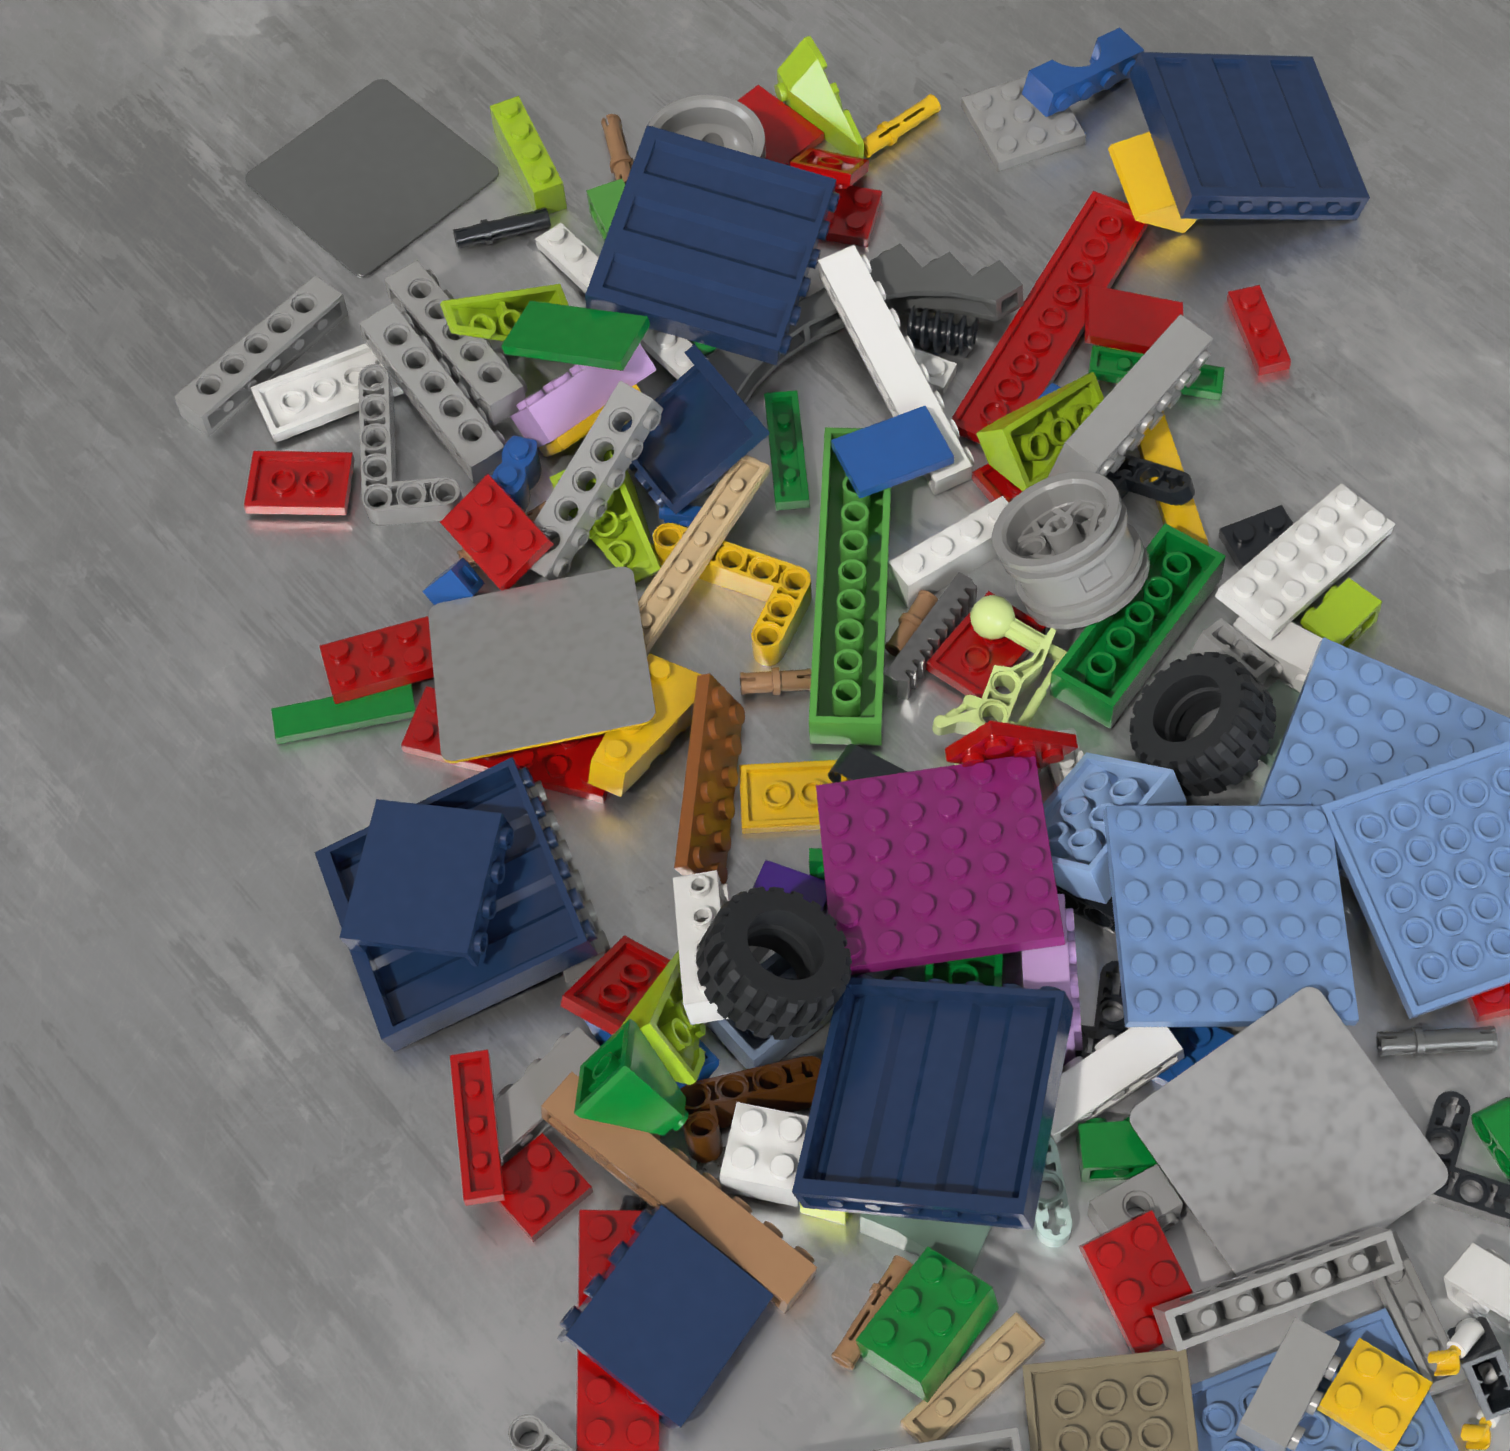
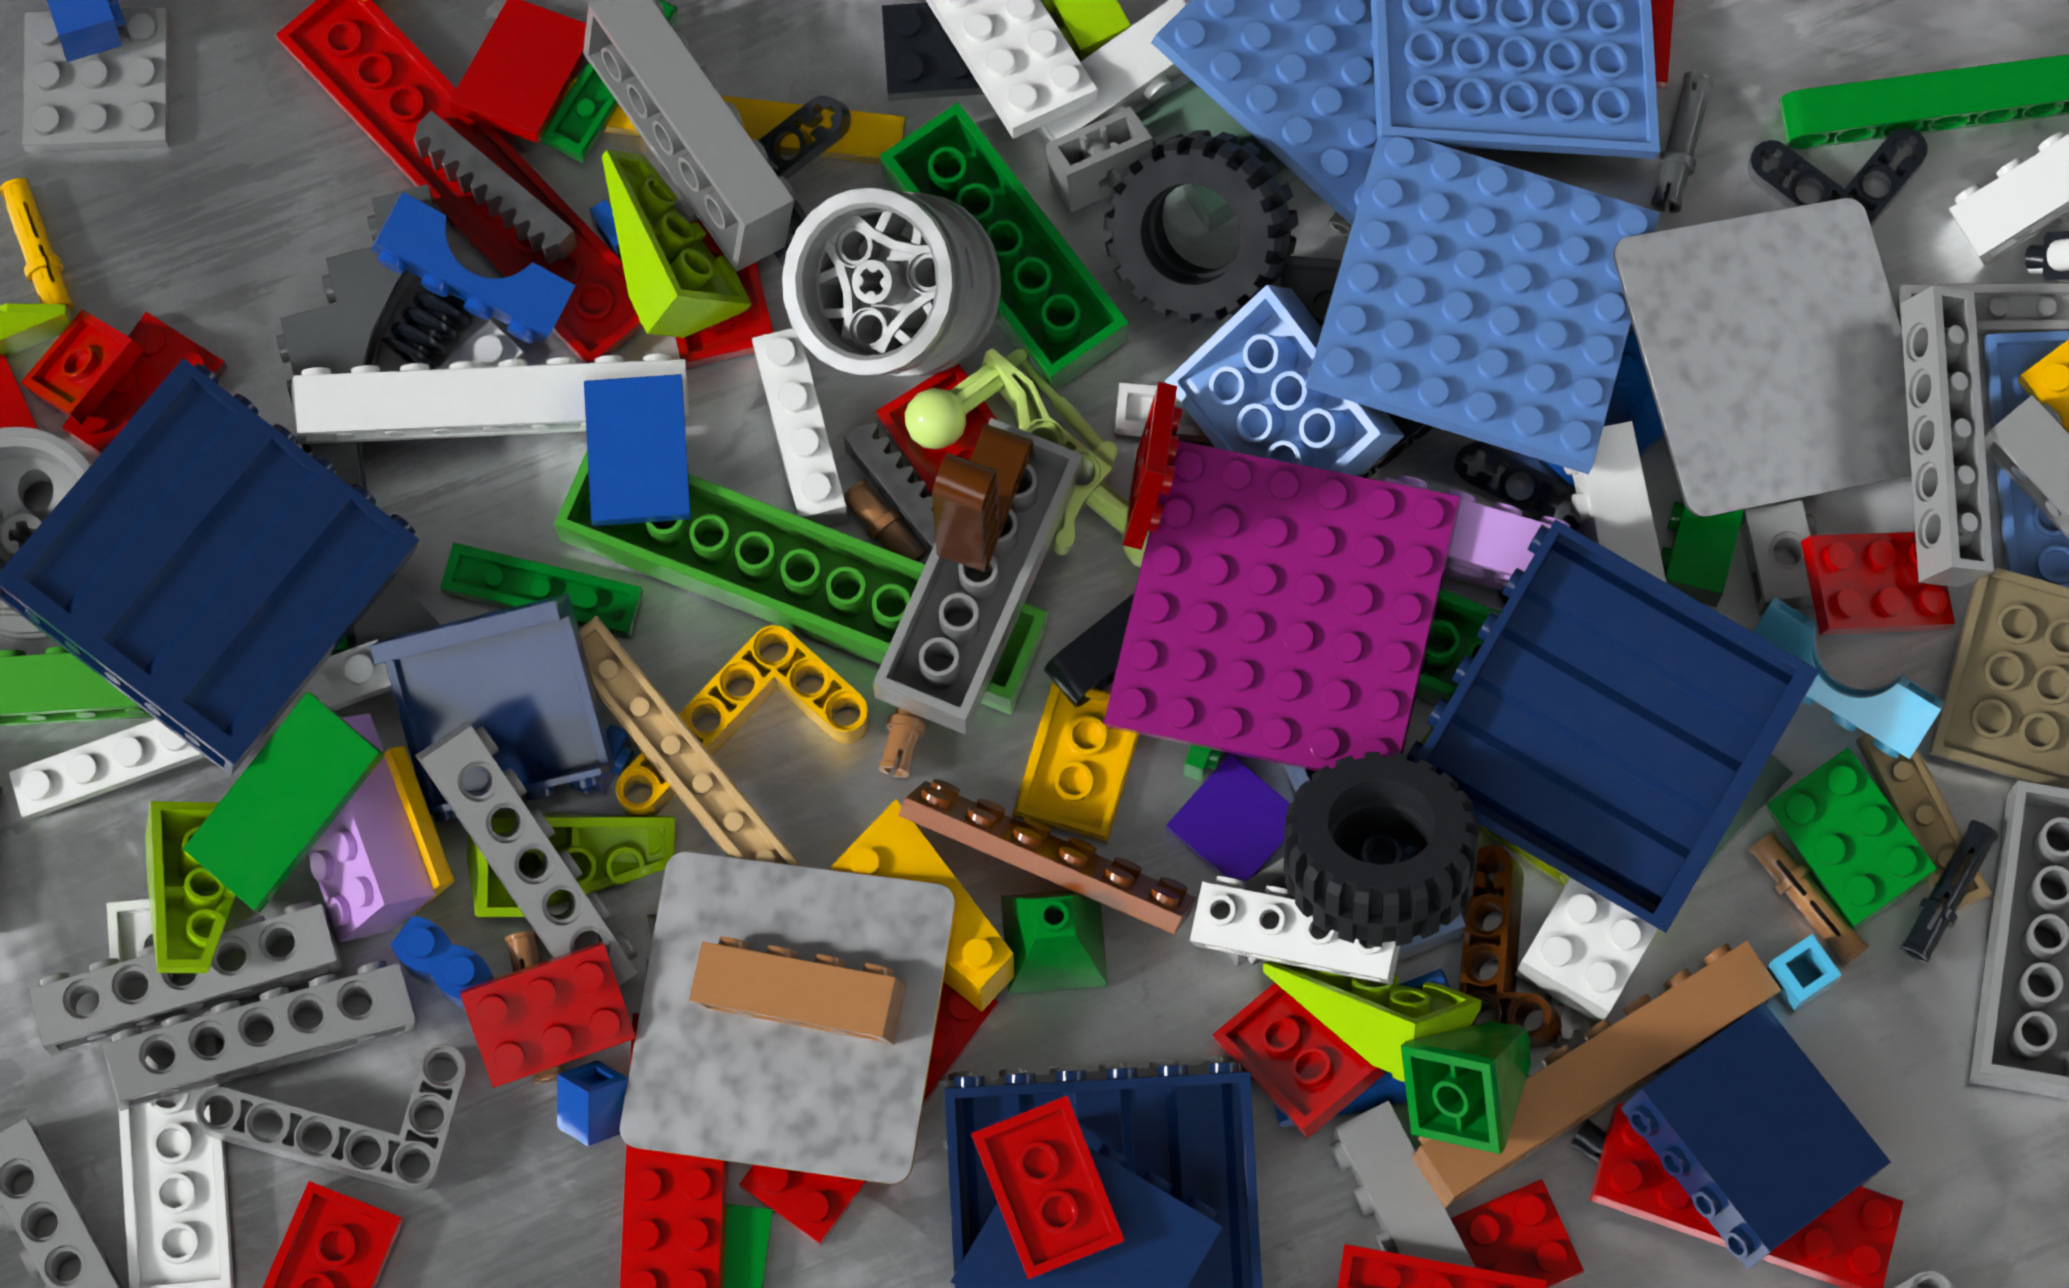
camera: 75 degrees left, 15 degrees up
(453, 826) = (1047, 1187): none -> red plate
(552, 654) = (798, 991): none -> medium nougat brick
(651, 812) = (1054, 941): none -> green slope
(807, 1318) = (1803, 973): none -> medium azure brick
(881, 662) = (964, 615): none -> light grey brick
(914, 1411) = (1923, 941): none -> black pin
(915, 631) = (976, 496): none -> reddish brown beam
(978, 284) = (417, 241): none -> blue arch
(1035, 1321) = (1892, 714): none -> medium azure arch
(1039, 326) = (495, 188): none -> flat silver gear

